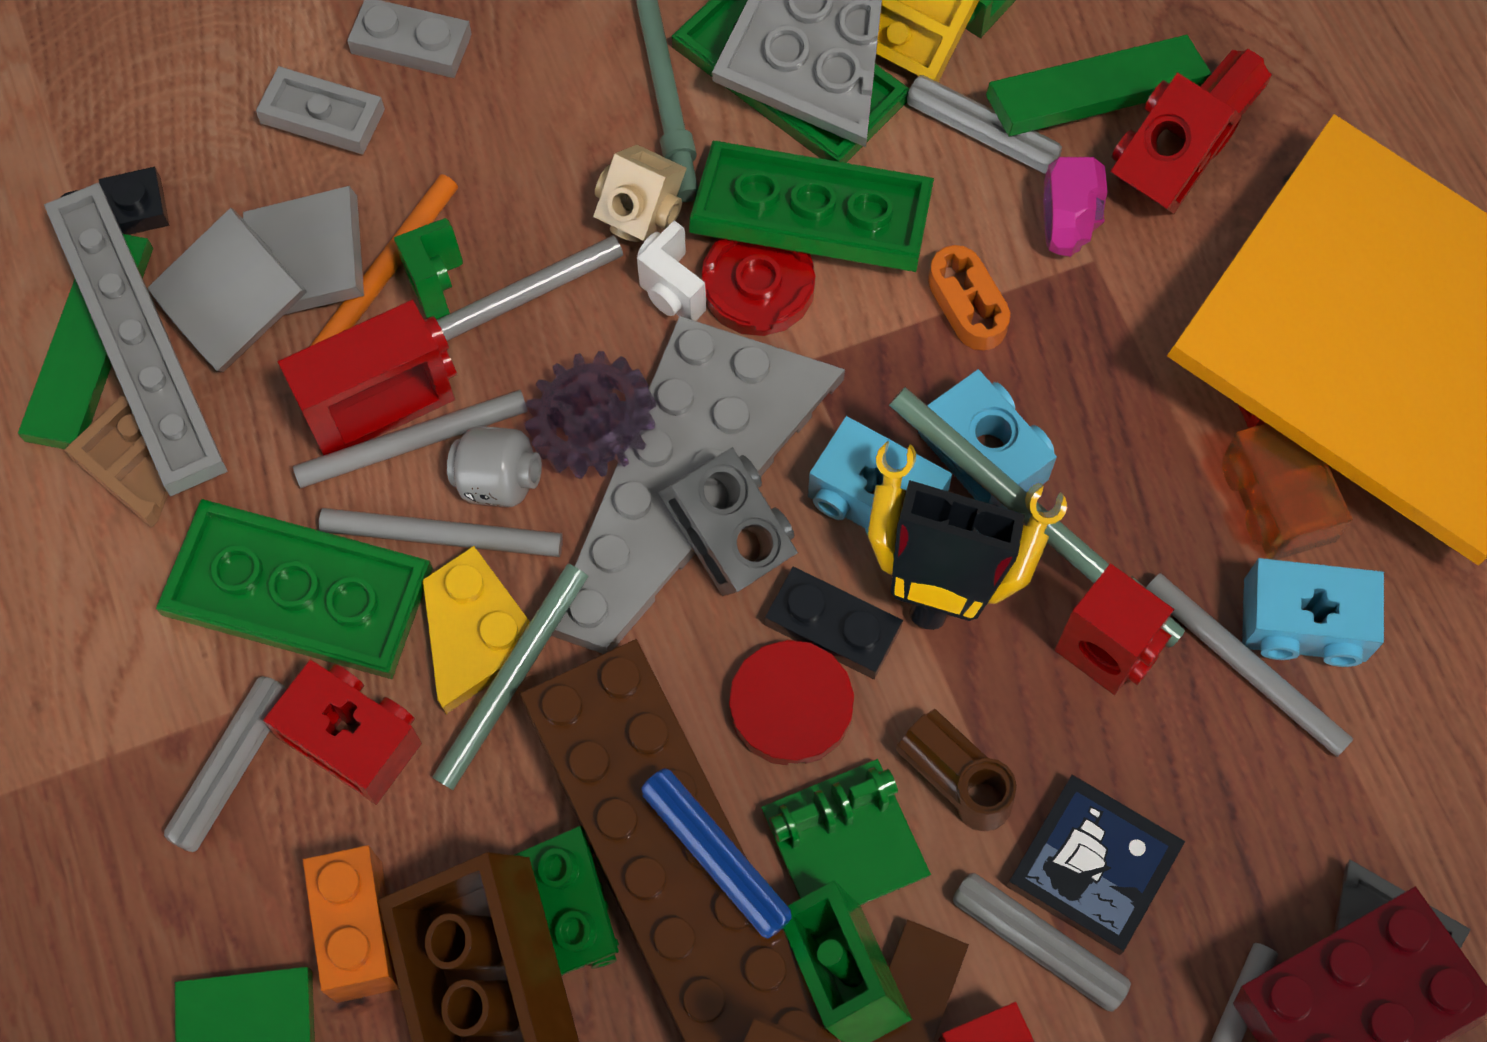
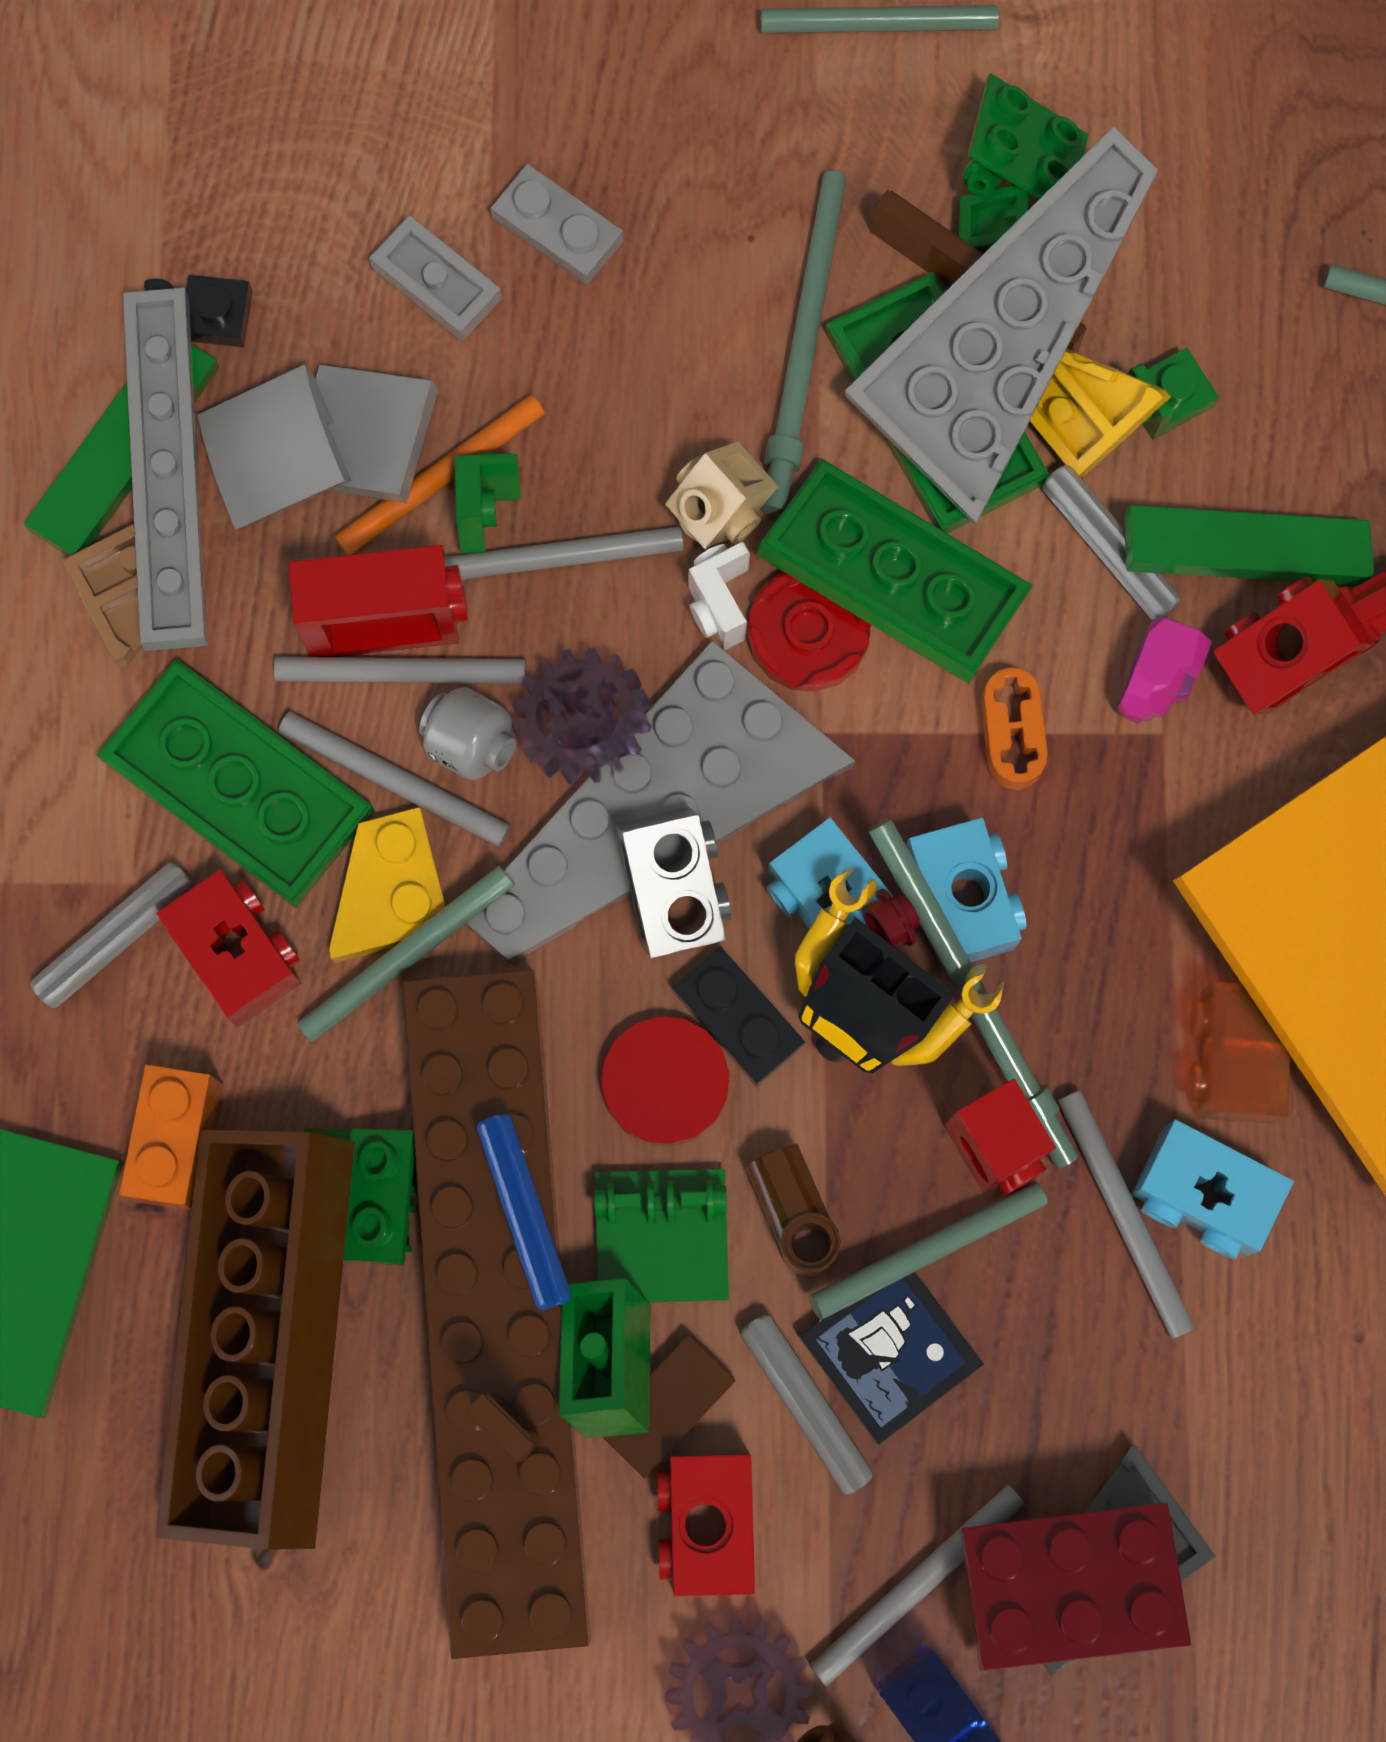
camera: 20 degrees right, 10 degrees up
(940, 471) = (892, 918): none -> dark red plate
(1090, 759) = (927, 1250): none -> sand green bar

